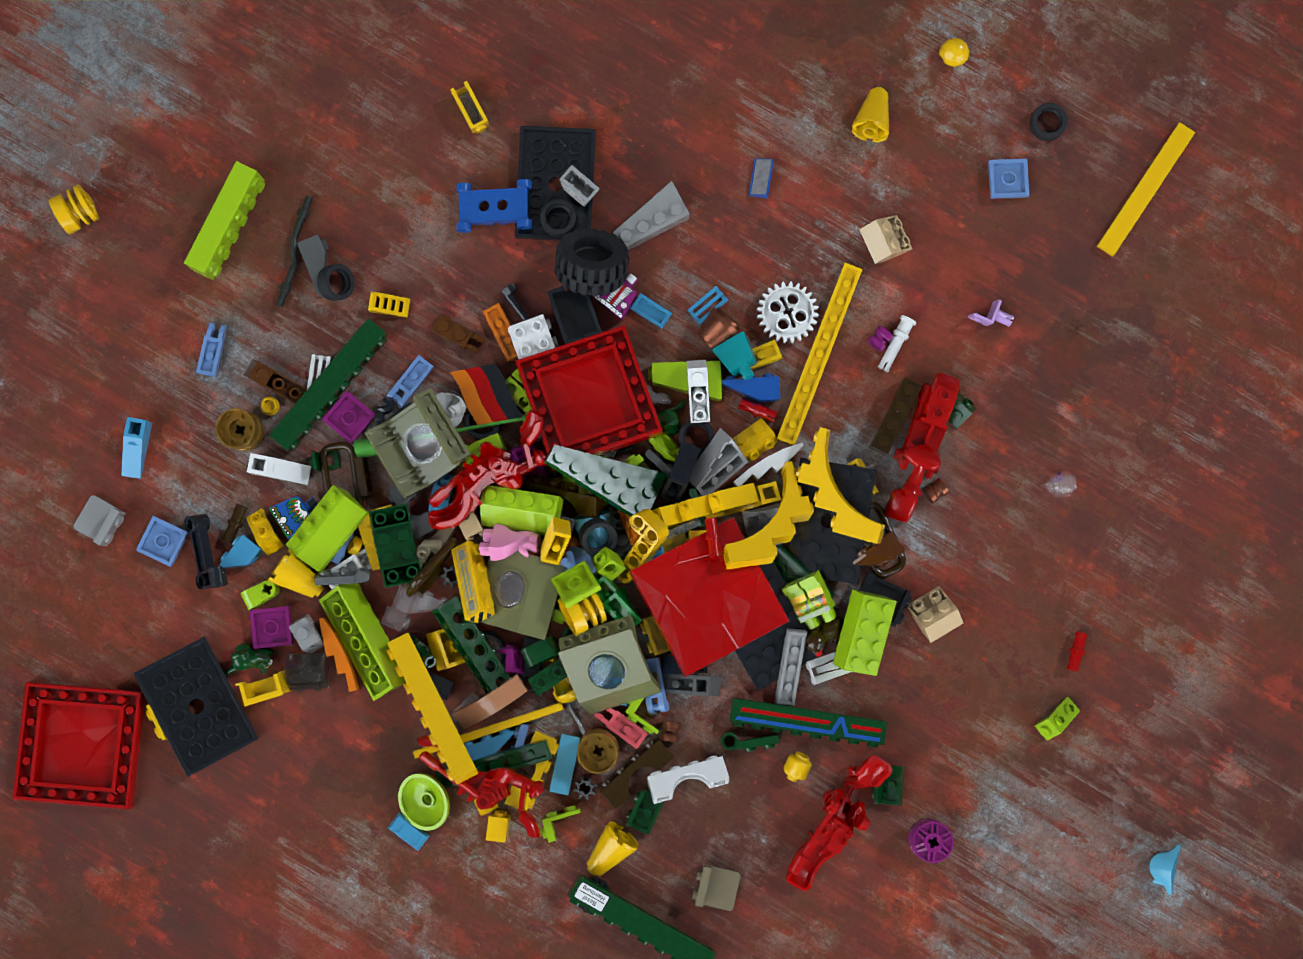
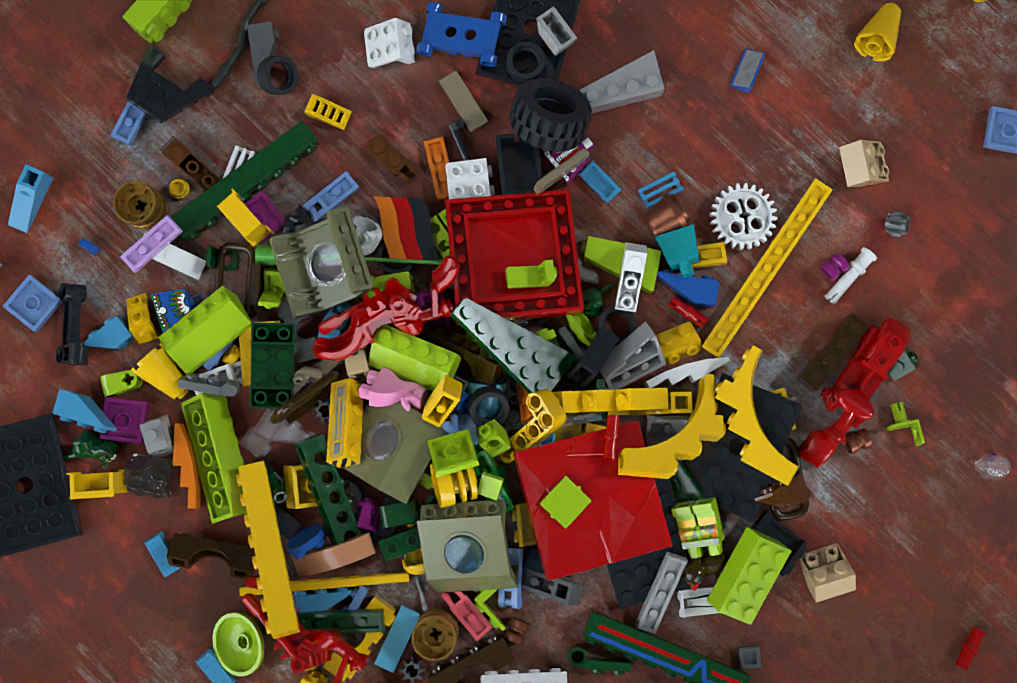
camera: 15 degrees right, 0 degrees up
(201, 478) = (88, 246): none -> blue tile
(230, 325) = (158, 95): none -> black wing
(230, 625) = (83, 410): none -> dark azure slope
(234, 523) = (112, 302): dark brown pin -> none
(259, 462) = (151, 243): none -> lavender tile
(335, 739) = (158, 548): none -> dark azure tile
(338, 421) = (243, 219): none -> yellow piece
(359, 728) = (188, 550): none -> dark brown arch
(378, 477) = (273, 289): none -> lime bracket
(430, 228) = (389, 43): none -> white bracket
(462, 694) = (305, 540): none -> blue tile
(510, 266) = (463, 101): none -> dark tan tile
(574, 540) = (462, 406): none -> blue tile
(608, 411) = (531, 276): none -> lime bracket
(613, 310) = (561, 171): none -> dark tan tile
(615, 606) = (490, 486): none -> lime tile
(685, 604) = (565, 502): none -> lime piece
(883, 706) = (749, 657): none -> dark grey tile
(927, 286) = (897, 223): none -> dark grey gear
(972, 464) = (902, 422): none -> lime bracket
(994, 314) = (961, 269): lavender bracket -> none

